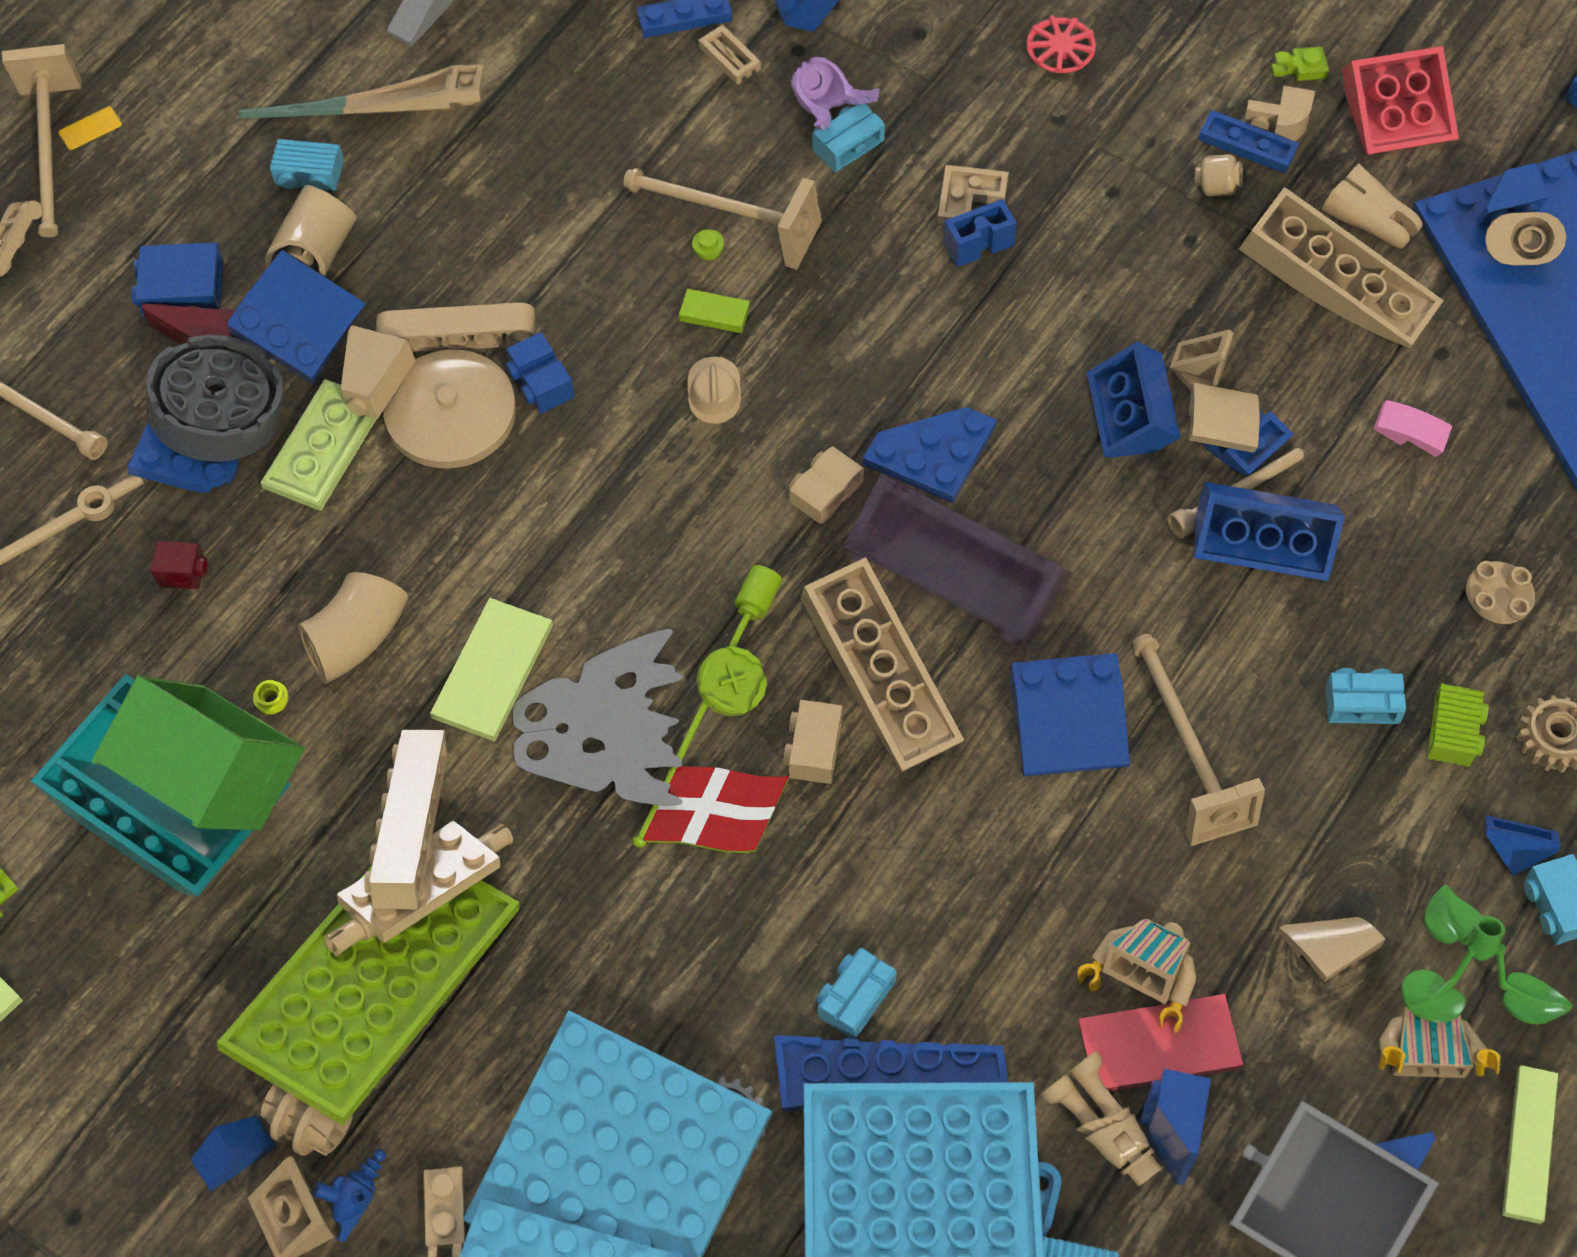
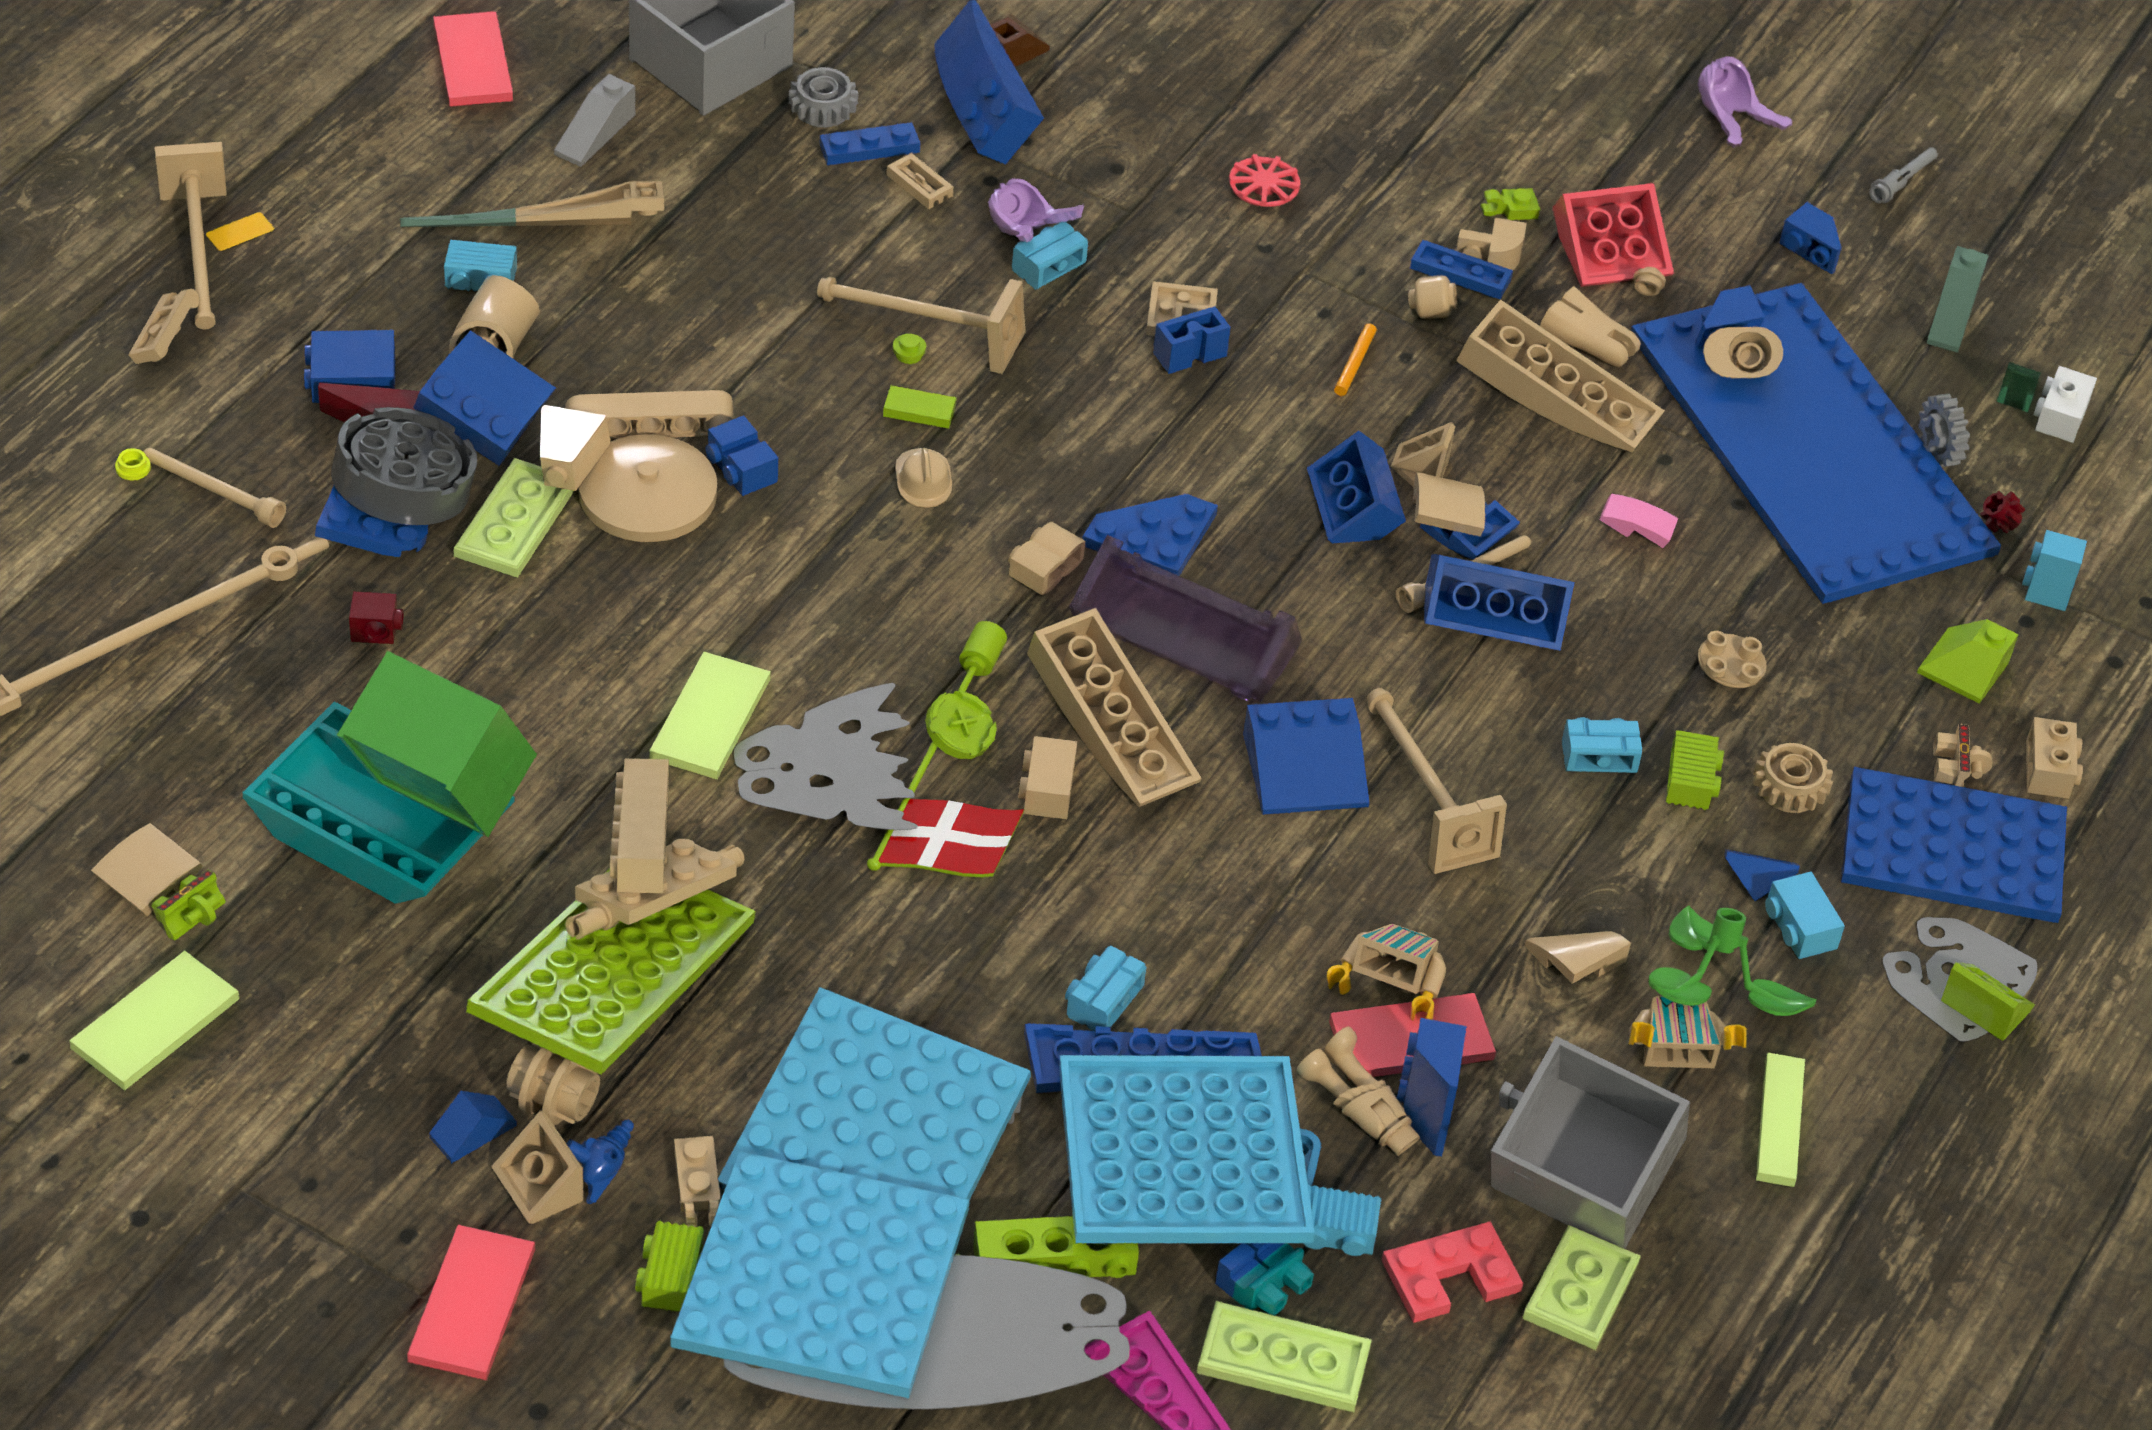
camera: 10 degrees left, 15 degrees down
(351, 624) = (564, 666): tan brick -> none
(1139, 246) = (1355, 359): none -> light orange bar
(1433, 150) = (1649, 281): none -> tan plate

